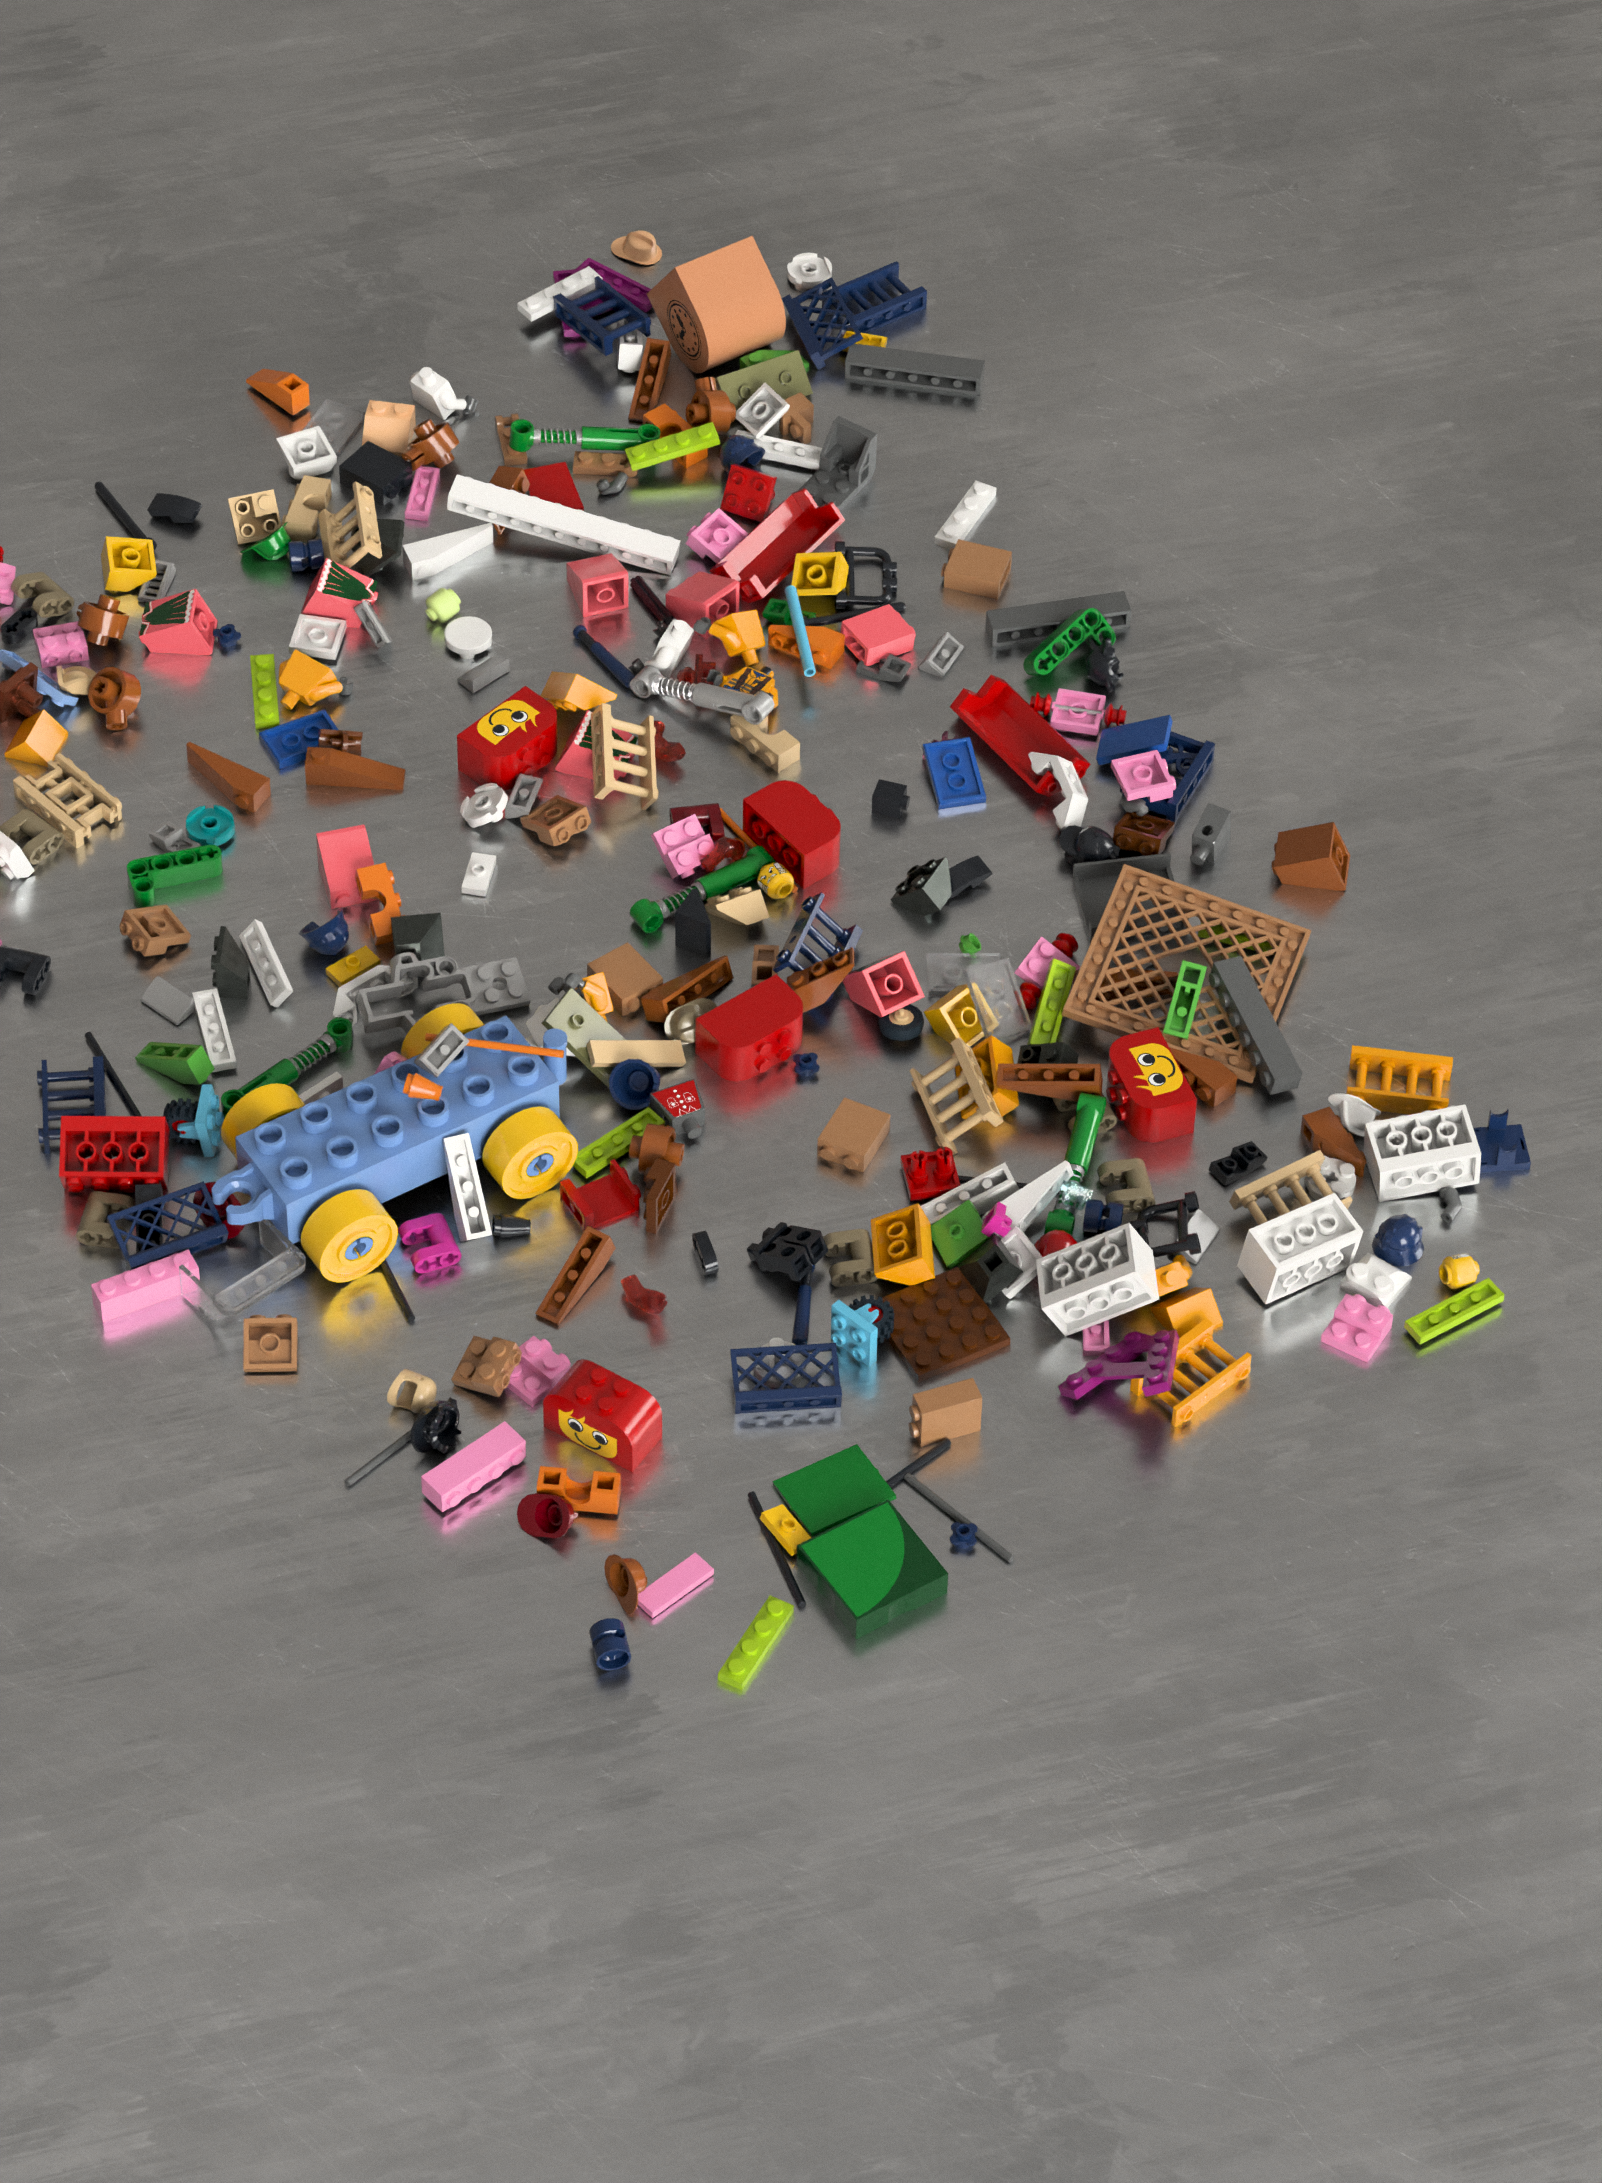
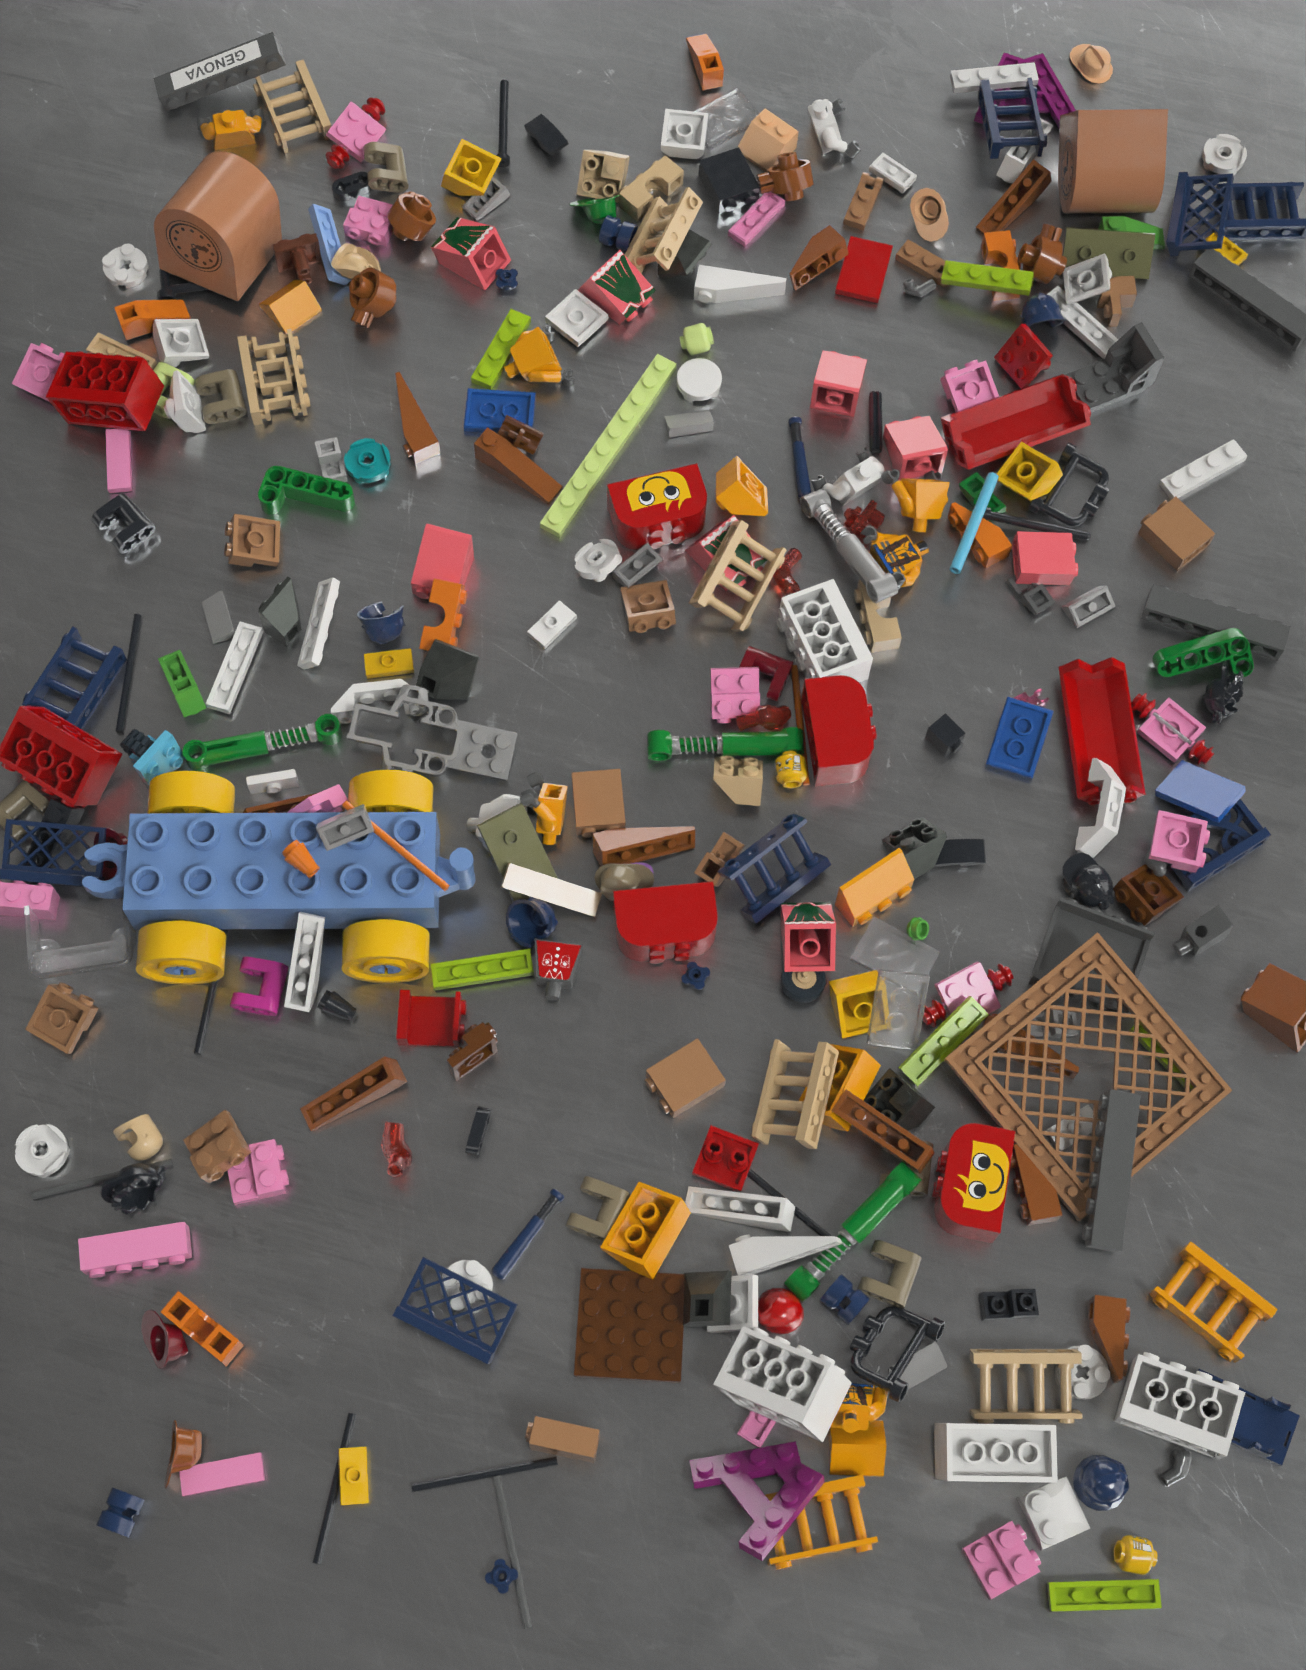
camera: 30 degrees right, 20 degrees up
(329, 1458) = (43, 1164): none -> white plate
(372, 623) = (626, 329): light grey slope -> none
(423, 721) = (608, 446): none -> yellowish green plate
(523, 405) = (893, 172): none -> white plate
(525, 435) = (871, 206): green piece -> none
(563, 524) = (844, 312): white brick -> none
(578, 413) = (929, 214): none -> light nougat piece
(604, 1414) = (271, 1263): red brick -> none
(658, 1143) = (503, 1001): dark orange piece -> none
(693, 926) = (685, 780): black slope -> none
(727, 766) = (823, 633): none -> white brick
(755, 1642) = (249, 1582): lime plate -> none
(788, 1250) = (544, 1164): black hips -> none
(821, 979) = (747, 907): dark orange slope -> none
(833, 1489) = (422, 1456): green piece -> none
(861, 1325) = (561, 1296): medium azure plate -> none
(872, 1569) = (393, 1569): tile -> none
(914, 925) = (875, 888): none -> light orange slope
(958, 1234) = (706, 1243): bright green plate -> none
(996, 1221) = (734, 1259): dark pink tile -> none
(1077, 1191) = (831, 1267): clear light blue tile -> none
(1184, 999) = (1061, 1110): bright green slope -> none
(1353, 1112) = (1146, 1322): white piece -> none

